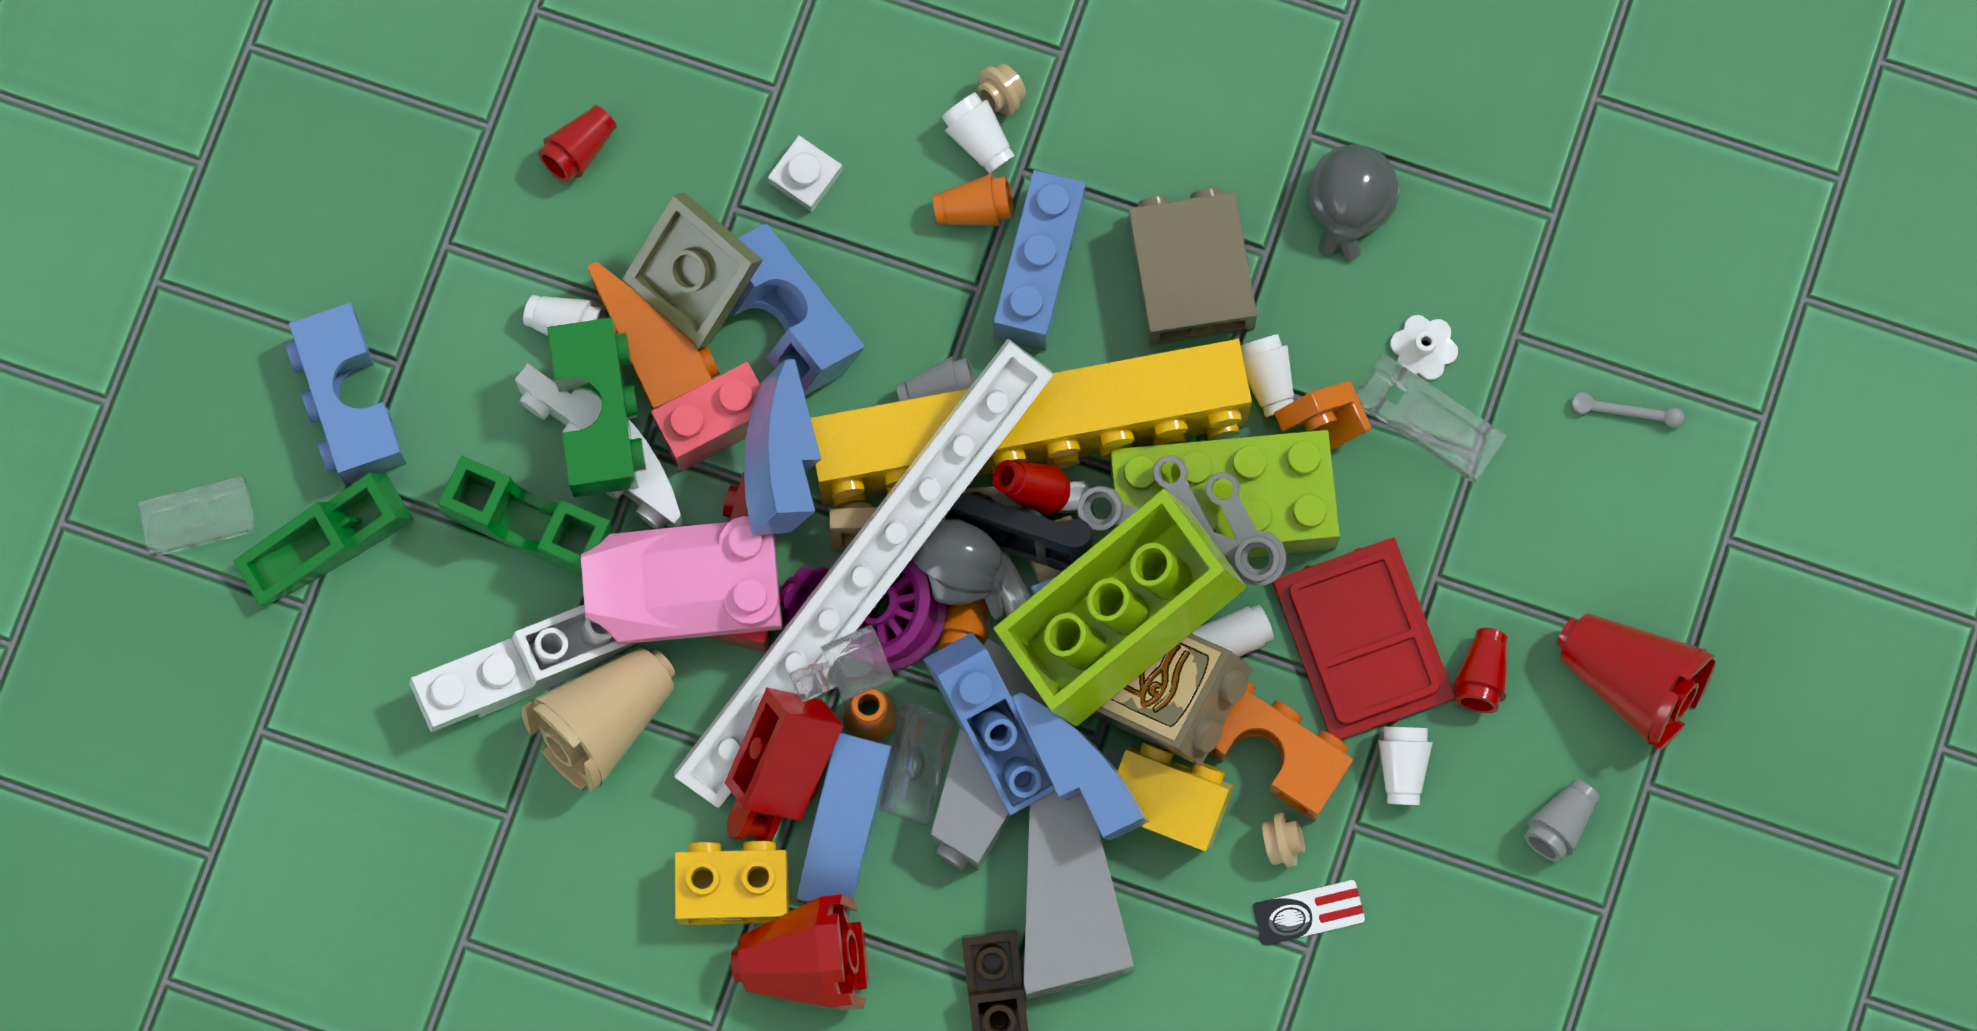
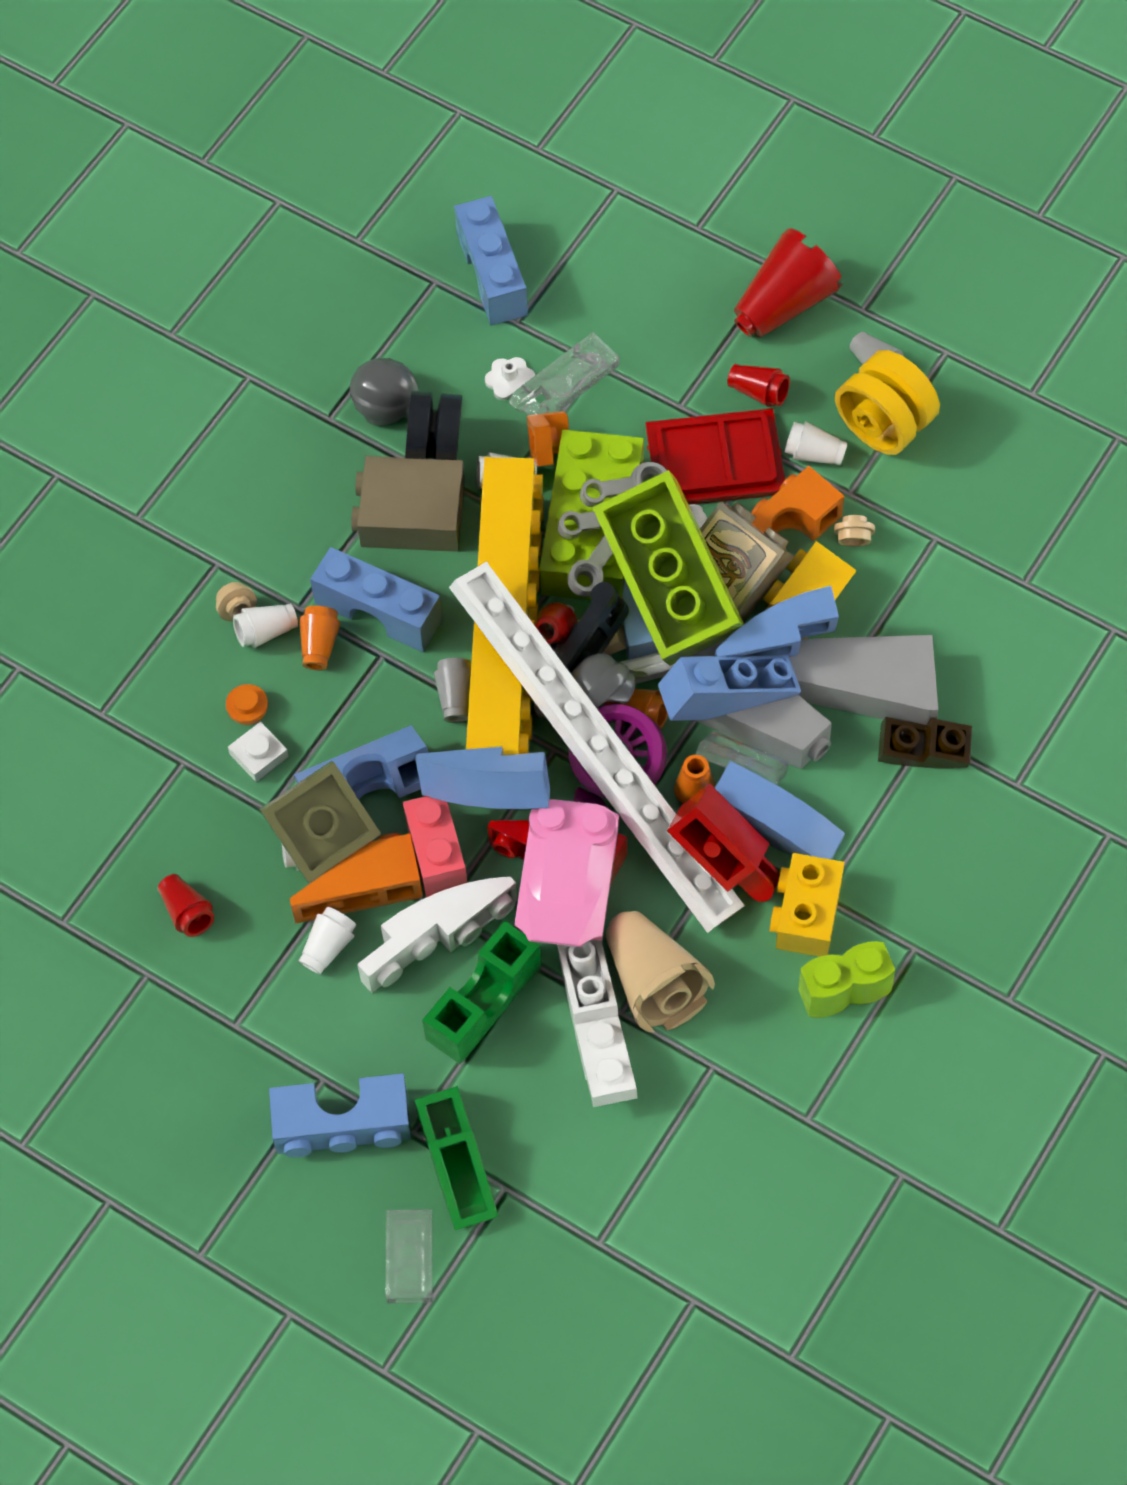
camera: 75 degrees left, 15 degrees down
(591, 359) = (376, 903): green arch -> none
(644, 960) = (835, 981): none -> lime brick
(807, 956) = (877, 858): red cone -> none
(847, 522) = (555, 759): tan plate -> none
(852, 665) = (666, 767): clear plate -> none
(864, 142) = (247, 704): none -> orange plate
(1297, 266) = (433, 428): none -> black wheel
(1308, 912) = (908, 533): sticker -> none
(1473, 842) = (887, 402): none -> yellow wheel
(1571, 284) = (494, 263): none -> medium blue arch
(1583, 404) = (578, 289): light grey hinge -> none

